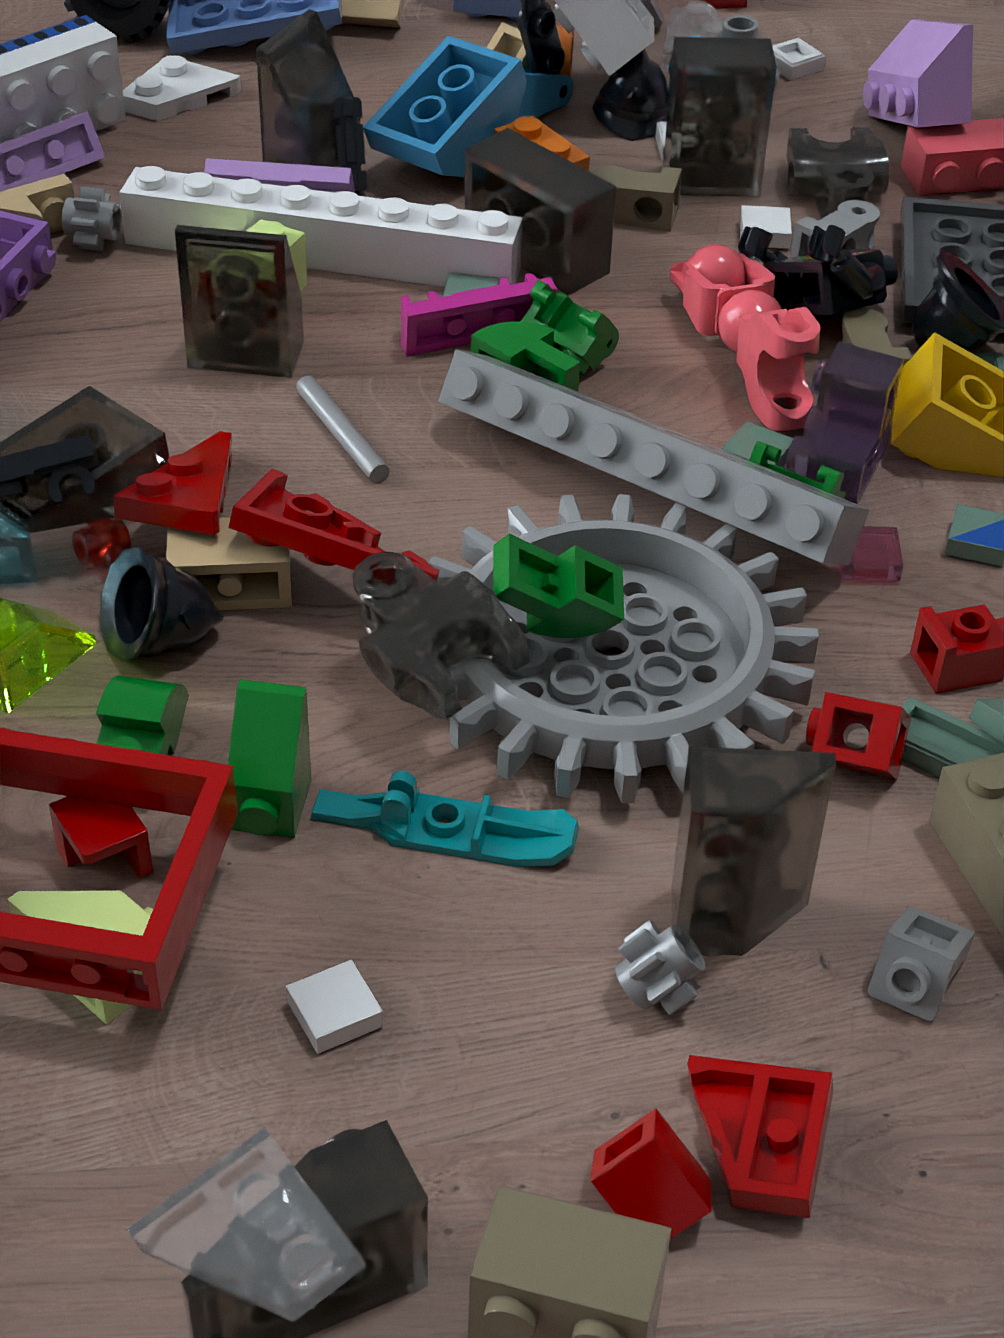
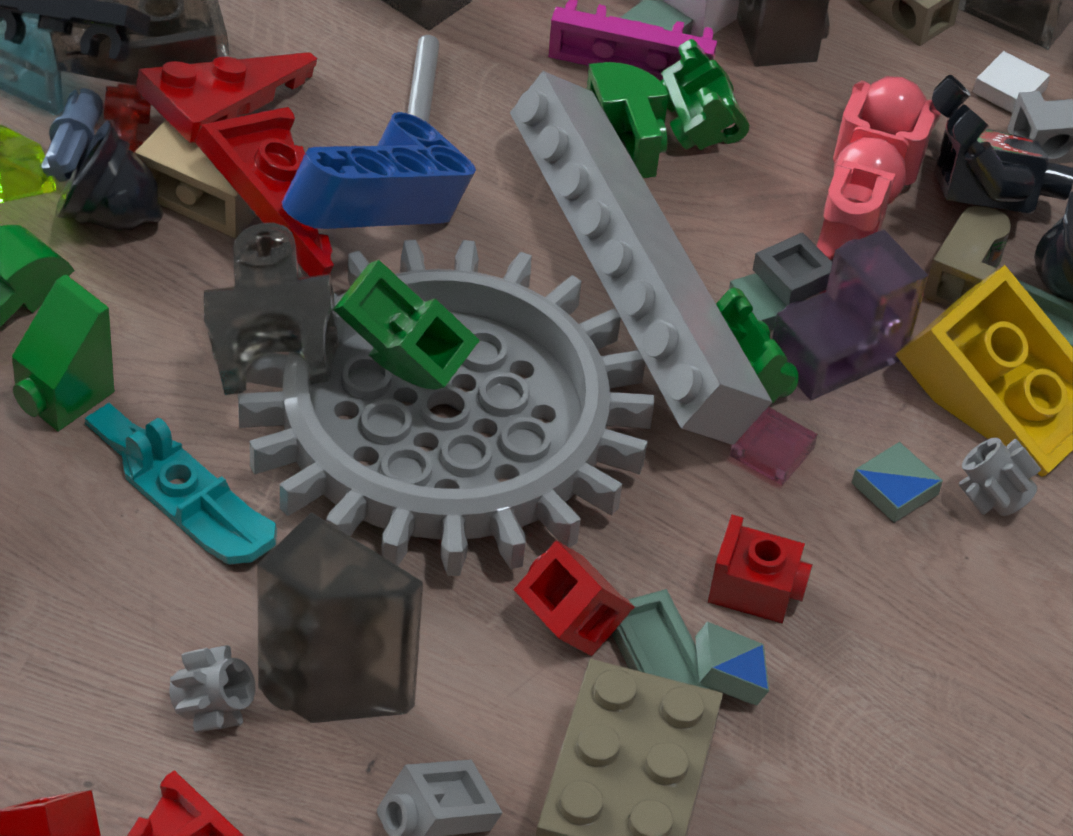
camera: 30 degrees right, 5 degrees up
(77, 586) = (72, 133): none -> sand blue axle
(404, 487) = (401, 181): none -> blue beam
(770, 414) = (793, 268): none -> dark grey plate

